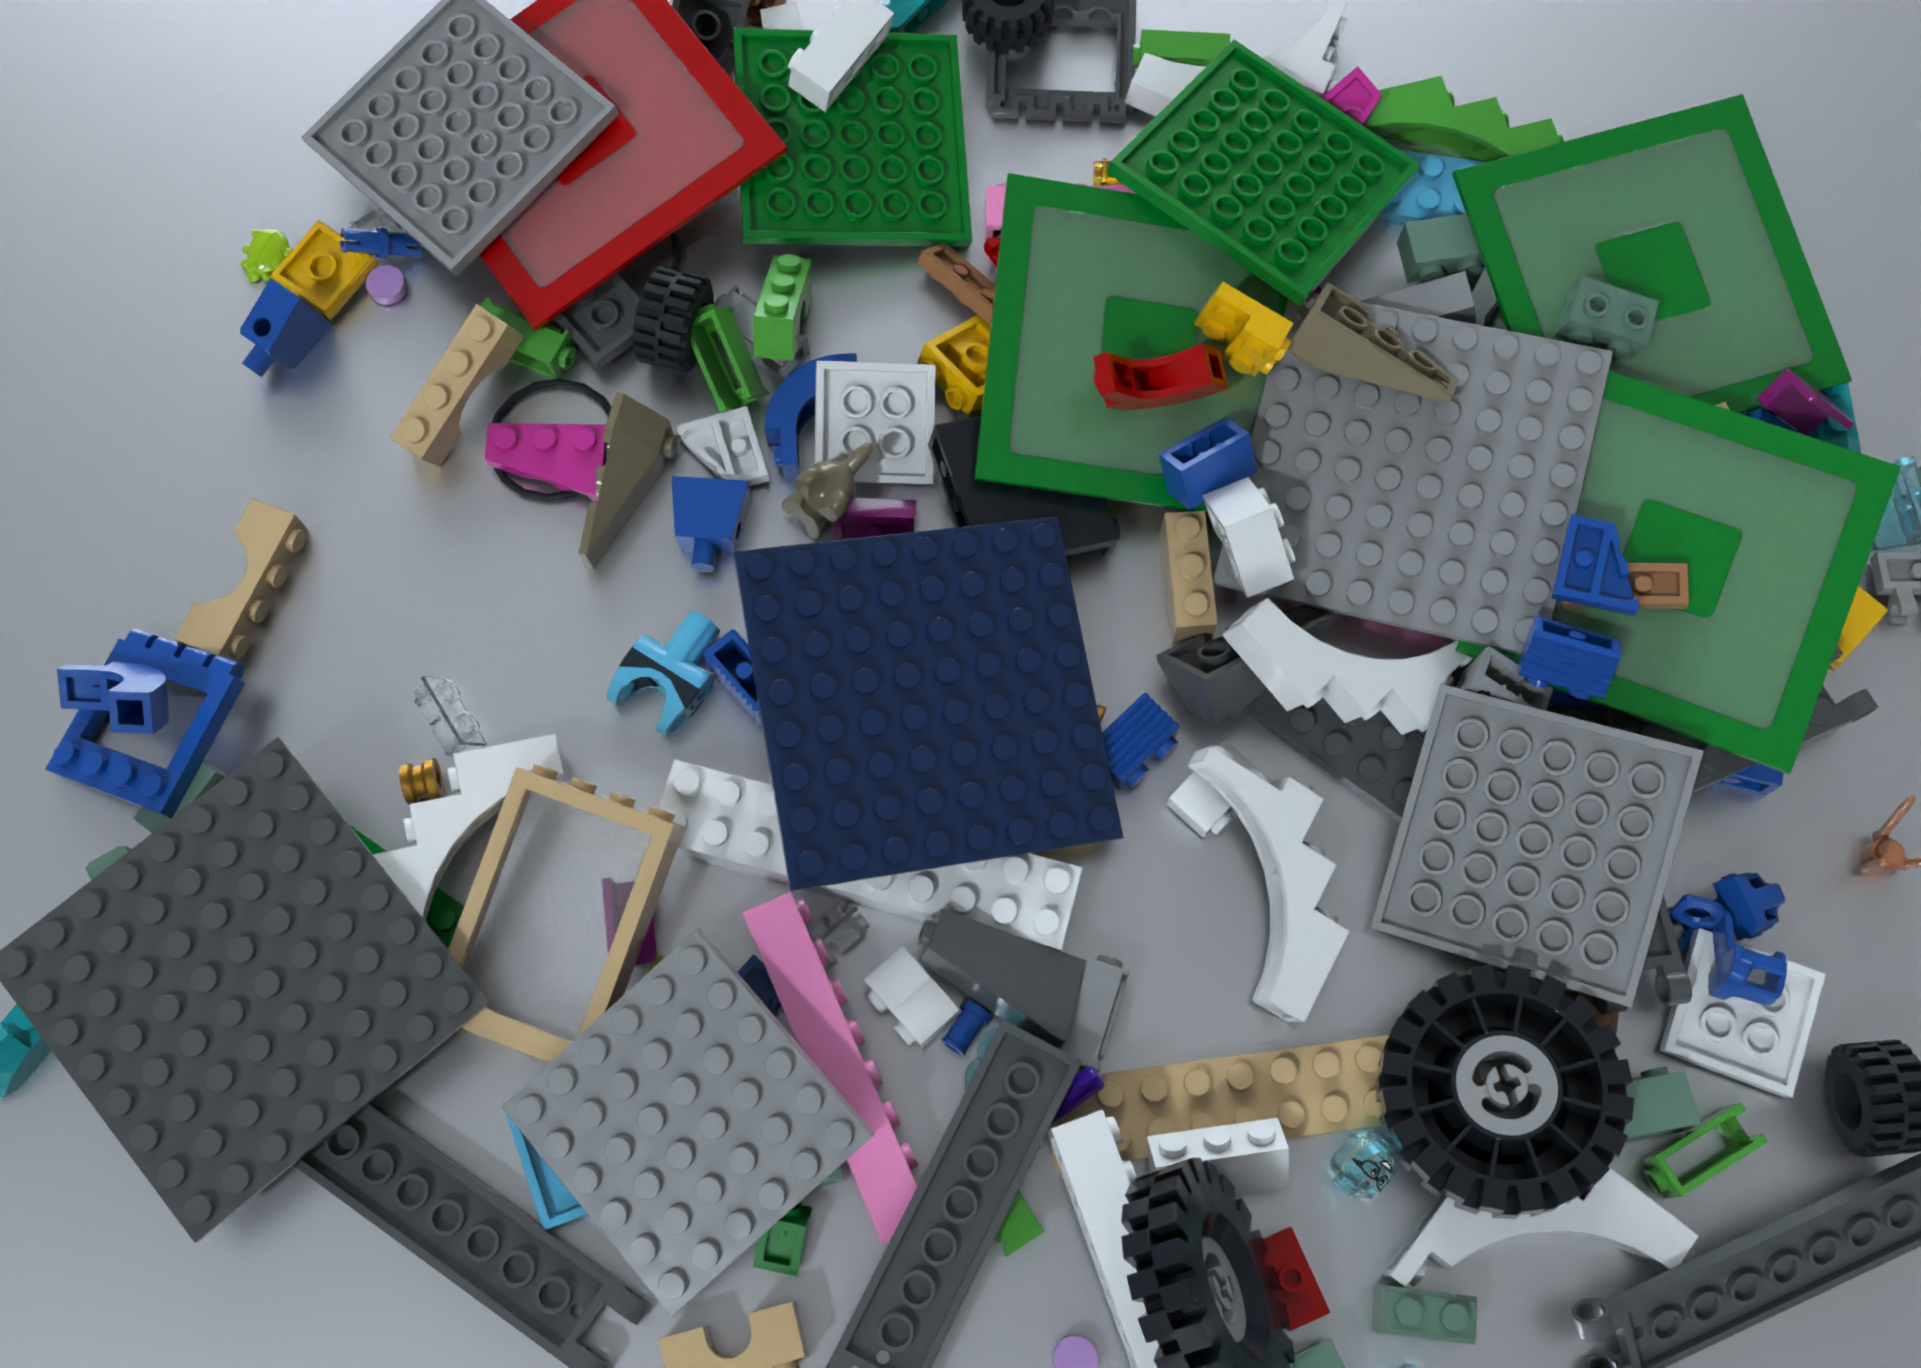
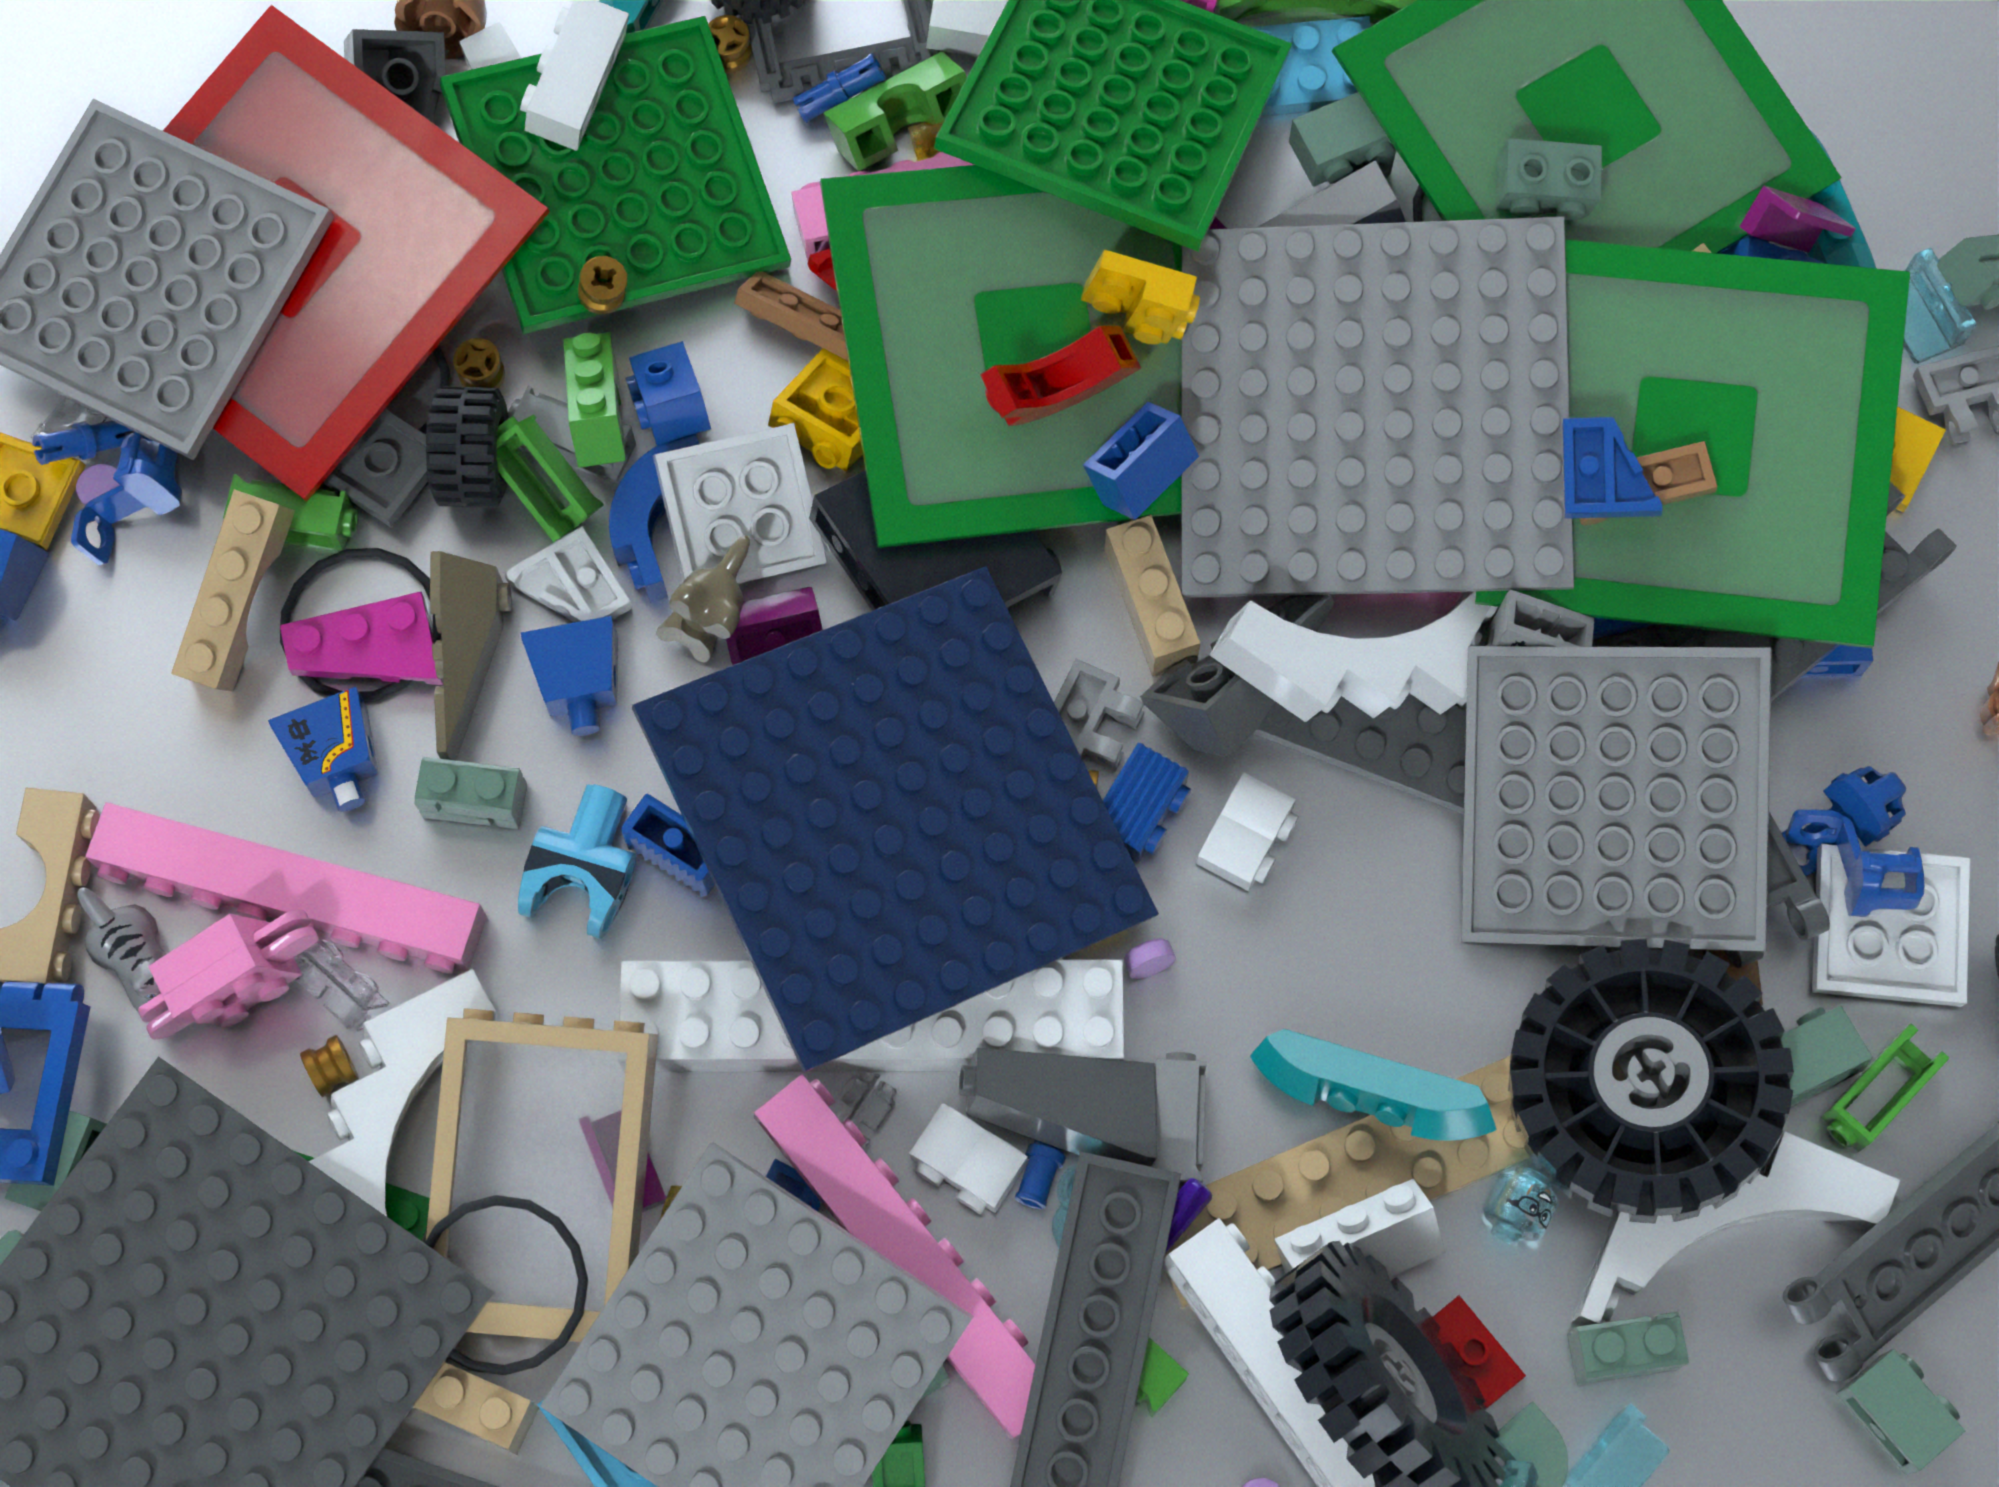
camera: 15 degrees left, 0 degrees up
(294, 642) = (124, 943): none -> light grey animal
(359, 683) = (226, 972): none -> bright pink brick
(418, 284) = (145, 481): none -> blue piece
(433, 631) = (275, 881): none -> bright pink brick
(454, 1093) = (478, 1407): none -> tan arch
(499, 527) = (330, 746): none -> blue torso
(565, 1003) = (579, 1264): none -> black piece
(597, 593) = (470, 792): none -> sand green brick
(704, 252) = (481, 356): none -> pearl gold wheel
(811, 228) = (602, 296): none -> pearl gold wheel
(842, 318) = (667, 394): none -> blue brick
(969, 53) = (727, 31): none -> pearl gold wheel
(1047, 116) = (839, 88): none -> blue pin
(1063, 147) = (868, 121): none -> bright green arch
(1106, 872) = (1149, 958): none -> lavender tile
(1108, 650) = (1082, 705): none -> light grey plate
(1251, 535) = (1212, 533): white brick -> none
(1277, 1037) = (1373, 1085): none -> teal brick
(1302, 936) = (1326, 846): white arch -> none
(1346, 342) = (1263, 281): dark tan wedge -> none
(1569, 658) = (1601, 581): blue brick -> none

